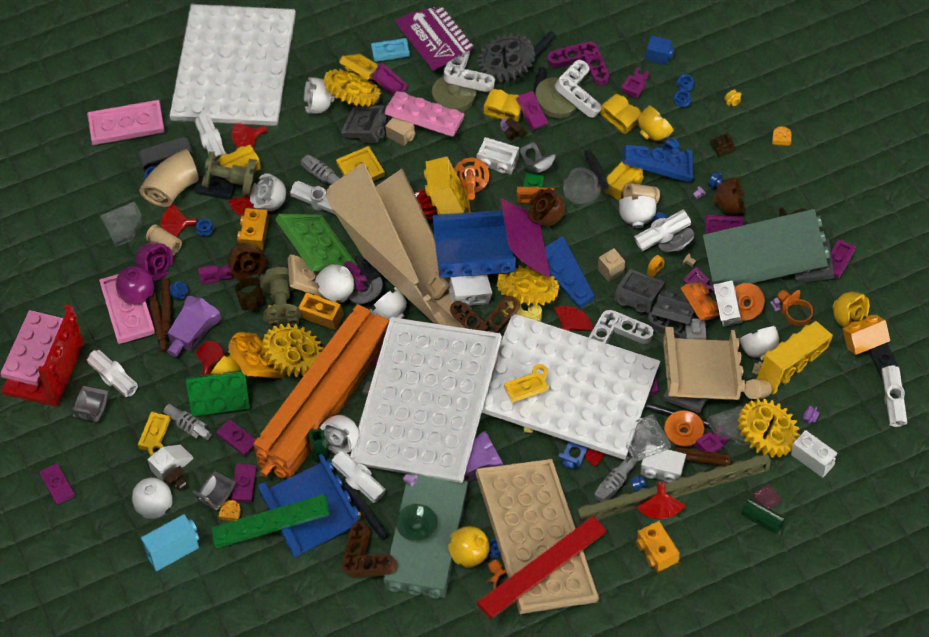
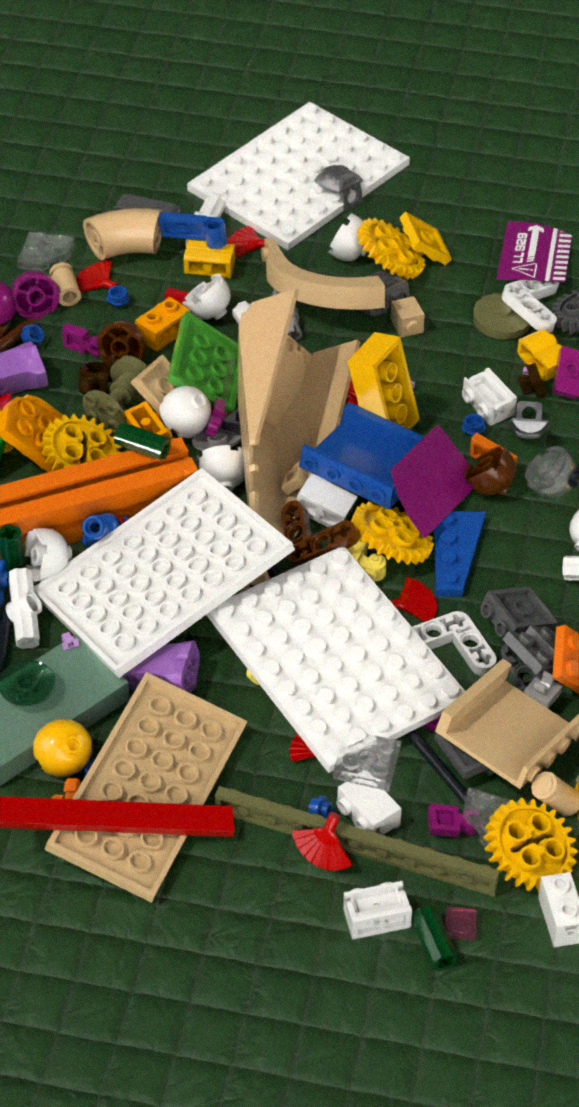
camera: 35 degrees right, 10 degrees down
(125, 122) = (139, 167): bright pink plate -> none
(217, 188) = (166, 269): black plate -> none
(229, 144) = (194, 227): none -> blue plate
(236, 174) = (196, 265): olive piece -> none
(273, 55) = (340, 180): none -> flat silver piece
(332, 148) = (319, 289): none -> tan arch
(342, 322) = (142, 441): none -> dark green axle
(357, 395) = (99, 526): none -> blue animal
(364, 155) = (329, 327): yellow plate -> none
(388, 79) = (439, 265): magenta plate -> none
(390, 49) = (472, 241): medium azure plate -> none
(424, 113) = (447, 314): bright pink plate -> none
(470, 176) = (438, 400): orange dish -> none
(504, 177) = (473, 424): none -> blue plate
(527, 385) = (281, 619): yellow hinge -> none
(533, 180) = (506, 440): green plate -> none
(569, 461) = (267, 735): blue bracket -> none
(611, 265) = (510, 568): tan brick -> none
(614, 480) = (291, 789): light grey hinge -> none
(655, 265) = (564, 600): light orange tile -> none
(657, 546) = (275, 888): light orange brick -> none
(684, 421) = (430, 775): orange dish -> none
(705, 456) = (423, 826): reddish brown axle -> none
(720, 521) = (377, 909): none -> white hinge

